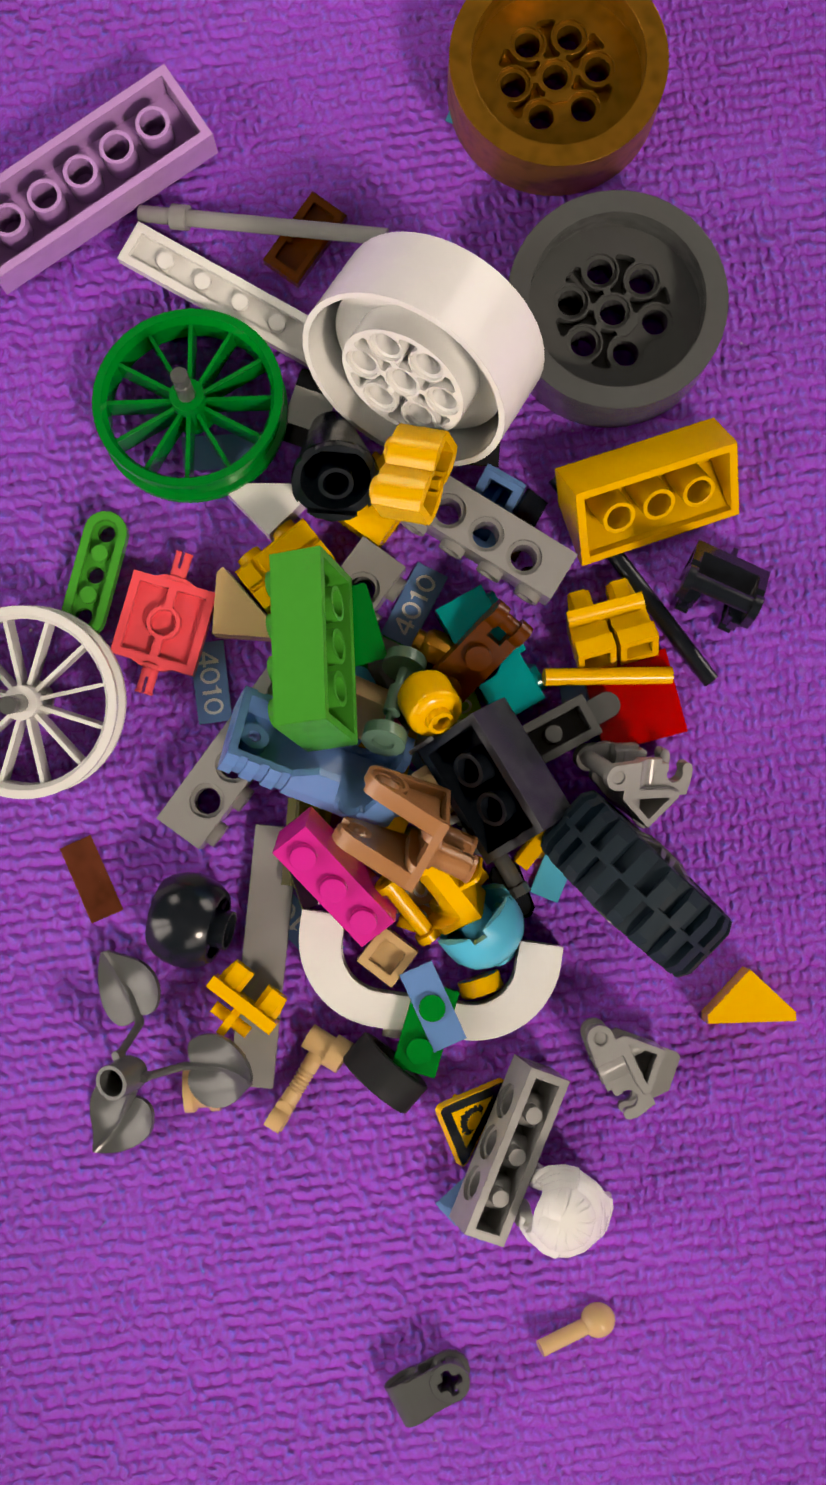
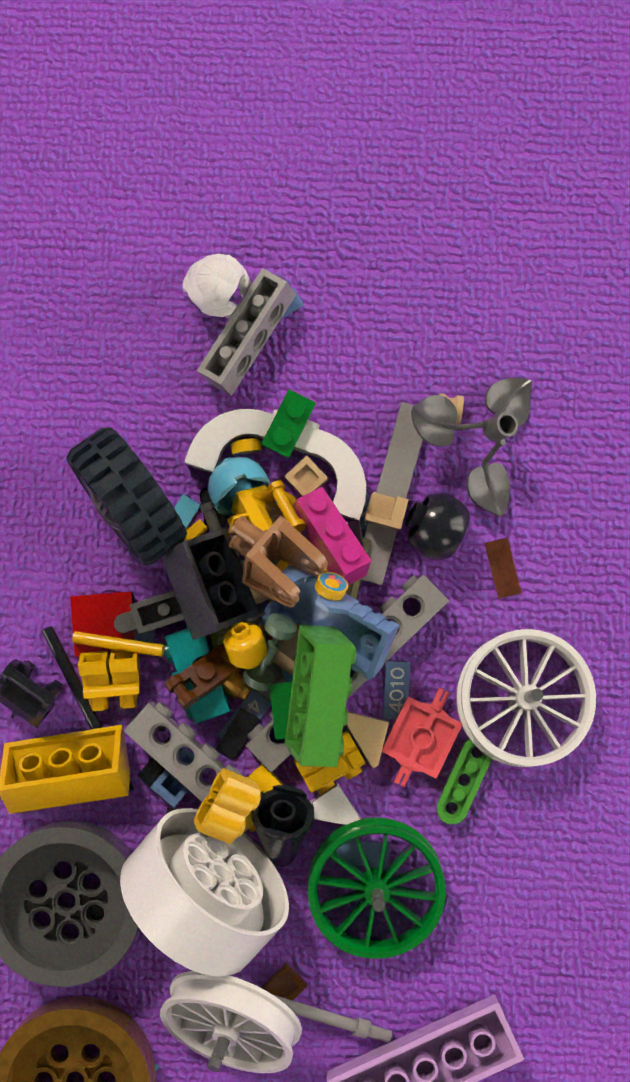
camera: 170 degrees left, 0 degrees up
(214, 289) = (343, 969): white plate -> none
(229, 988) = (399, 454): yellow hips -> none
(266, 929) = (386, 511): none -> tan panel
(305, 405) = (296, 874): white sticker -> none
(322, 806) = (331, 586): none -> tile
(322, 1050) = (363, 422): tan brick -> none
(354, 183) = (231, 1022): none -> white wheel
(374, 1067) = (328, 404): black tyre -> none
(420, 584) = (237, 733): none -> black window
(423, 1390) = (333, 183): dark grey piece -> none
(426, 981) = (282, 455): medium blue sticker -> none
(465, 1118) = (272, 359): piece -> none
(596, 1321) = (209, 207): tan bar -> none
(629, 1063) = (154, 375): light grey piece -> none
(632, 780) = (115, 568): light grey piece -> none
(746, 1000) = (65, 403): yellow slope -> none

